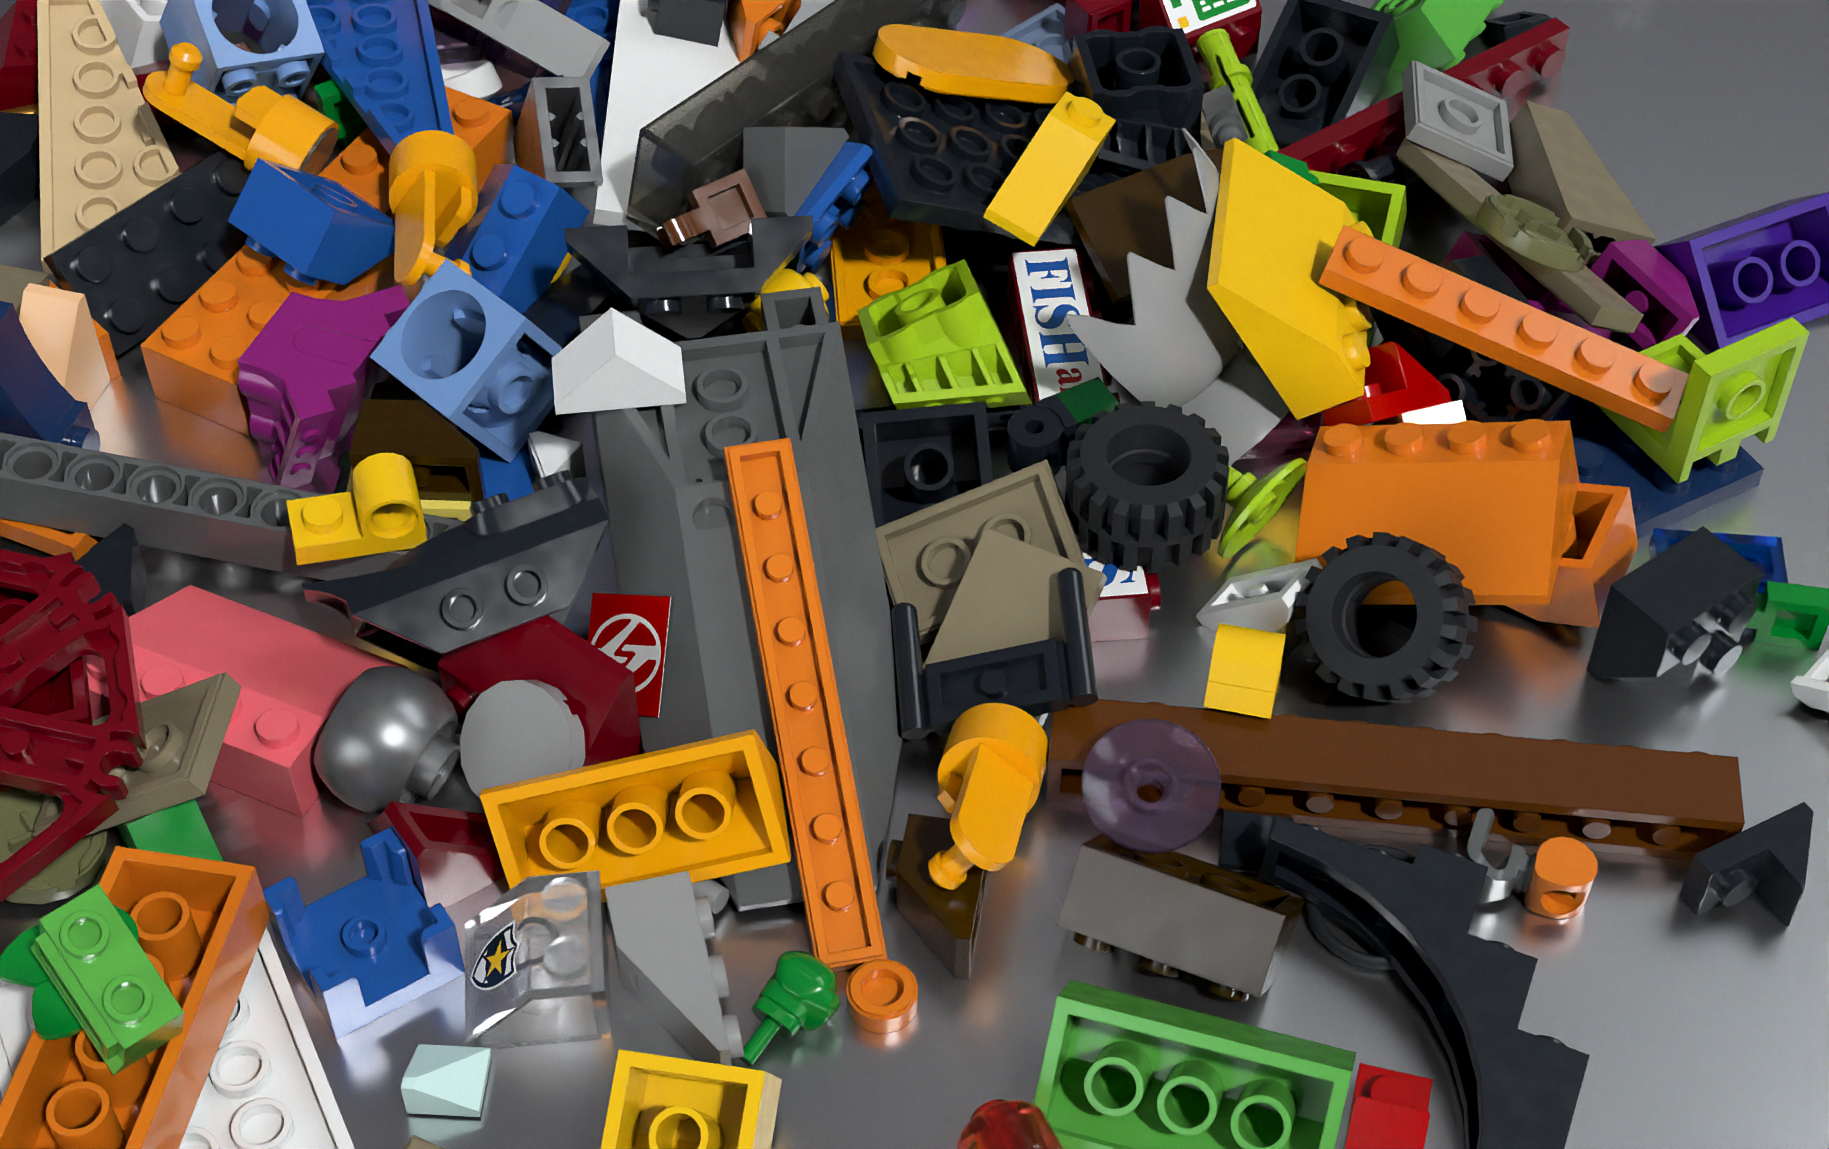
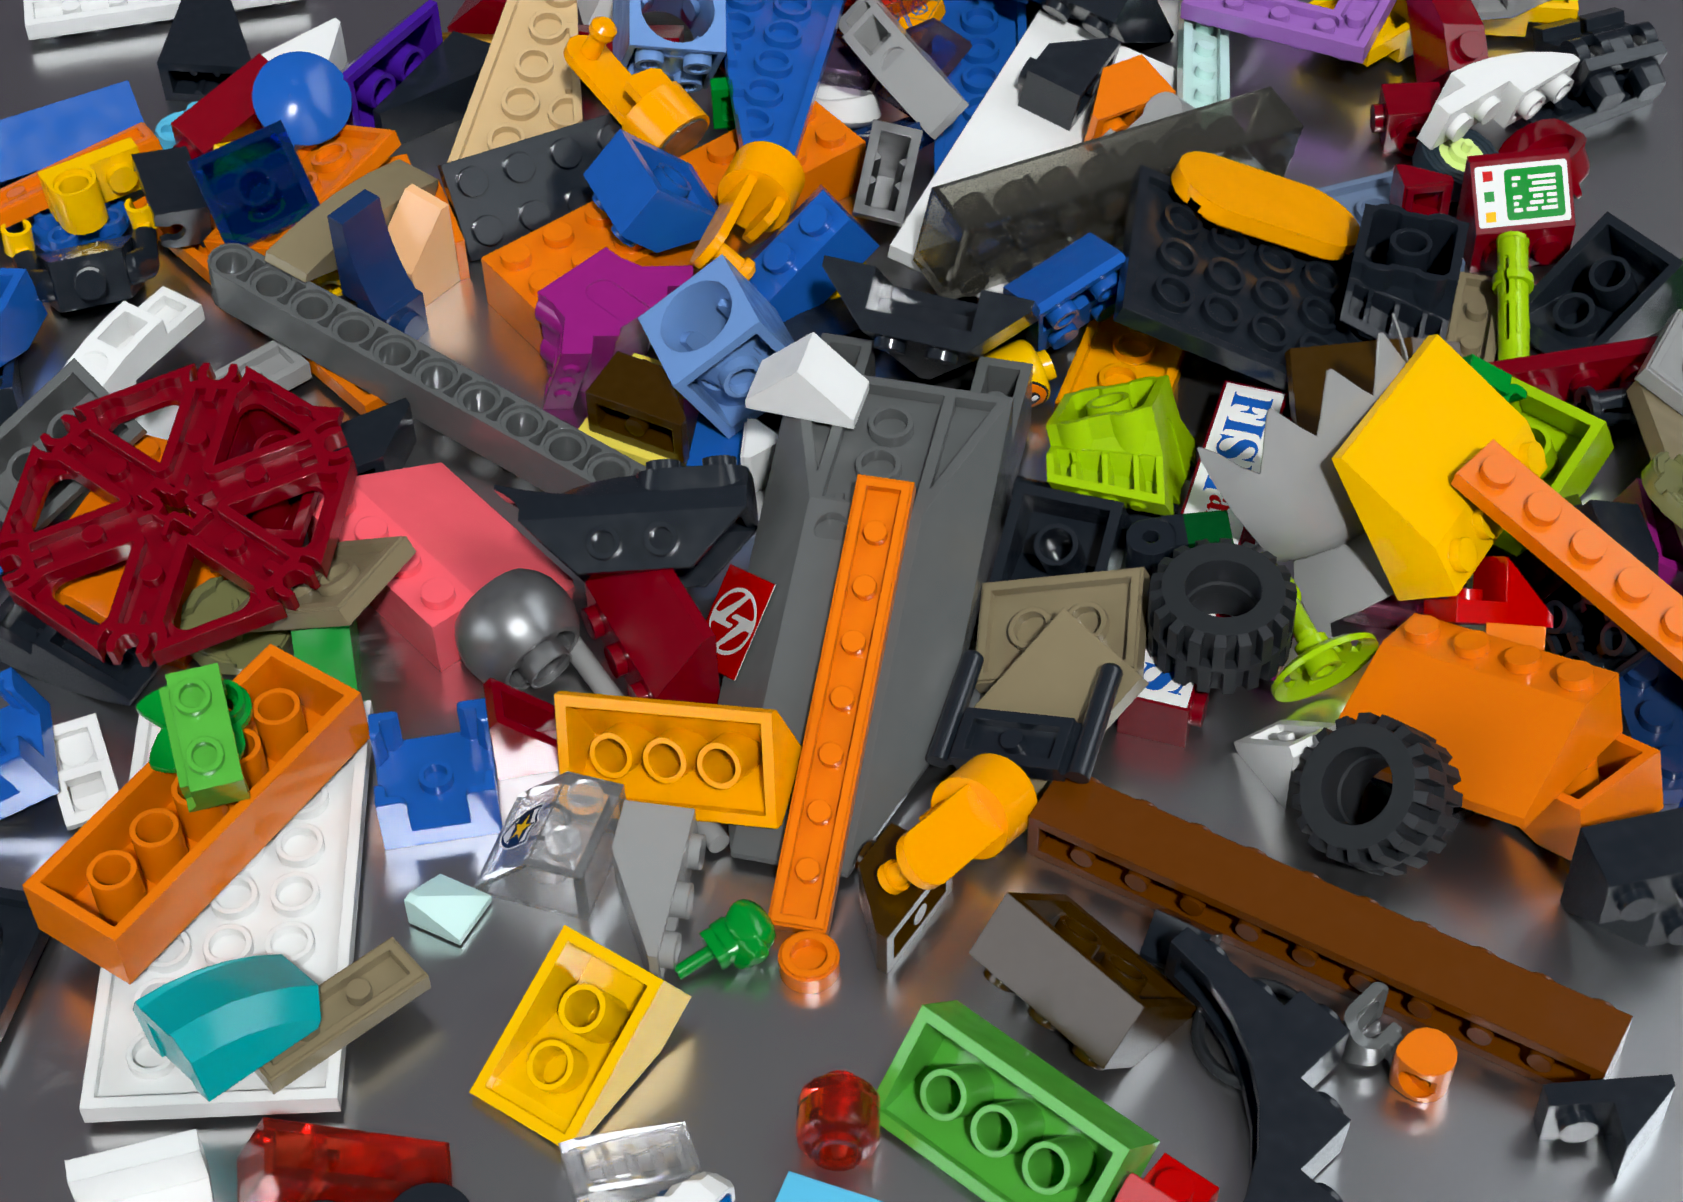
camera: 25 degrees right, 0 degrees up
(372, 519) = (584, 450): yellow plate -> none
(519, 734) = (617, 658): light grey tile -> none
(719, 211) = (973, 271): reddish brown plate -> none
(788, 163) = (1048, 251): dark grey slope -> none
(1050, 168) = (1281, 317): yellow slope -> none
(1156, 755) = (1098, 839): clear purple dish -> none
(1222, 116) = (1473, 318): dark grey piece -> none
(1245, 670) = (1230, 799): yellow plate -> none

